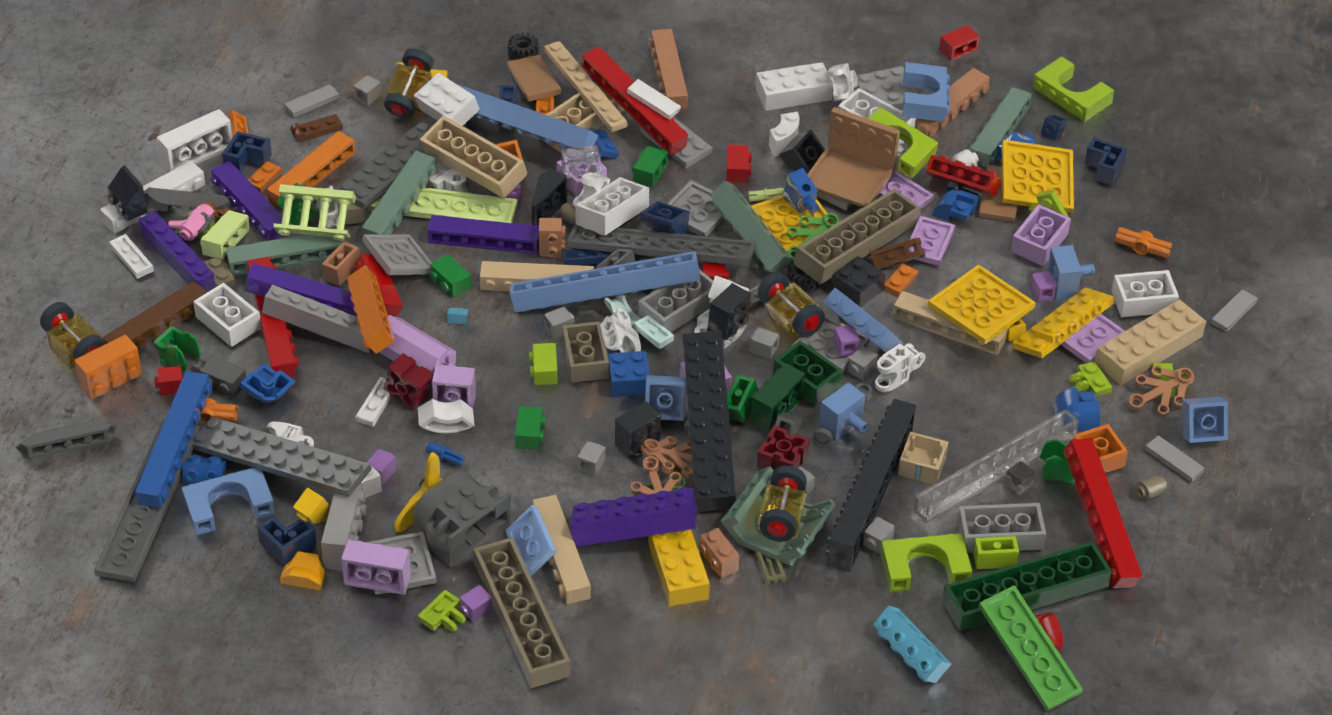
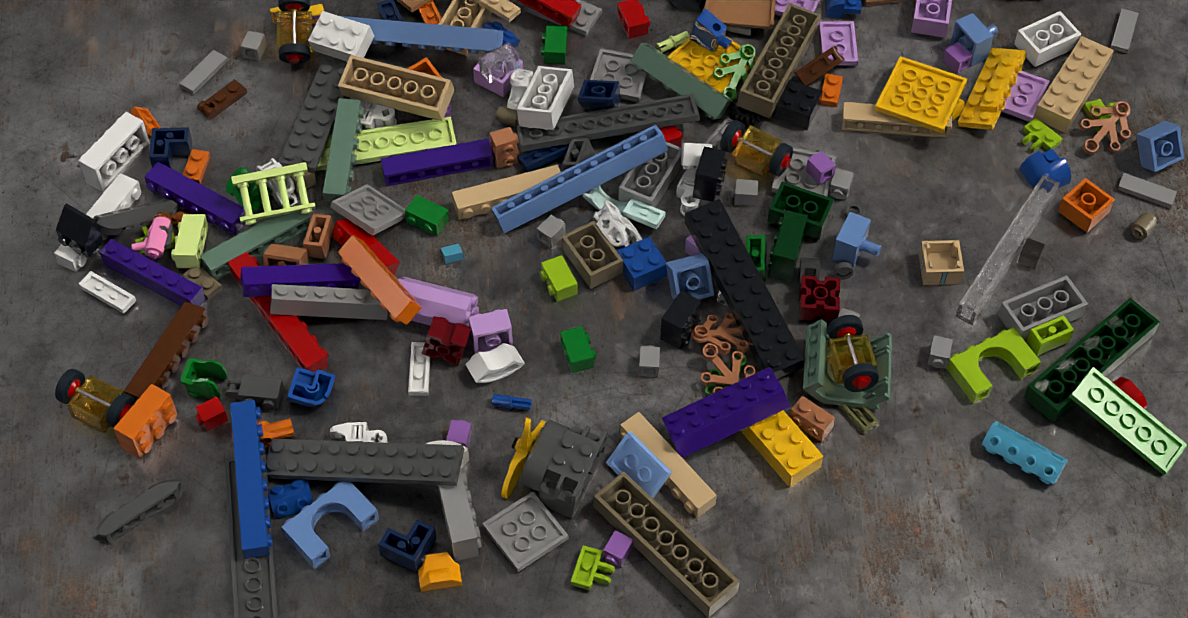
camera: 20 degrees left, 10 degrees up
(227, 314) = (234, 325): white brick -> none
(303, 269) = (285, 255): none -> nougat brick
(312, 507) = (424, 508): yellow slope -> none
(315, 165) = (240, 143): orange brick -> none
(376, 567) = (514, 548): lavender brick -> none
(549, 195) = (481, 104): black slope -> none
(861, 320) = (832, 146): medium blue arch -> none
(870, 485) = (913, 306): black brick -> none
(898, 365) = (876, 178): white piece -> none
(1055, 463) = (1064, 231): green piece -> none
(1102, 512) = (1122, 264): red brick -> none

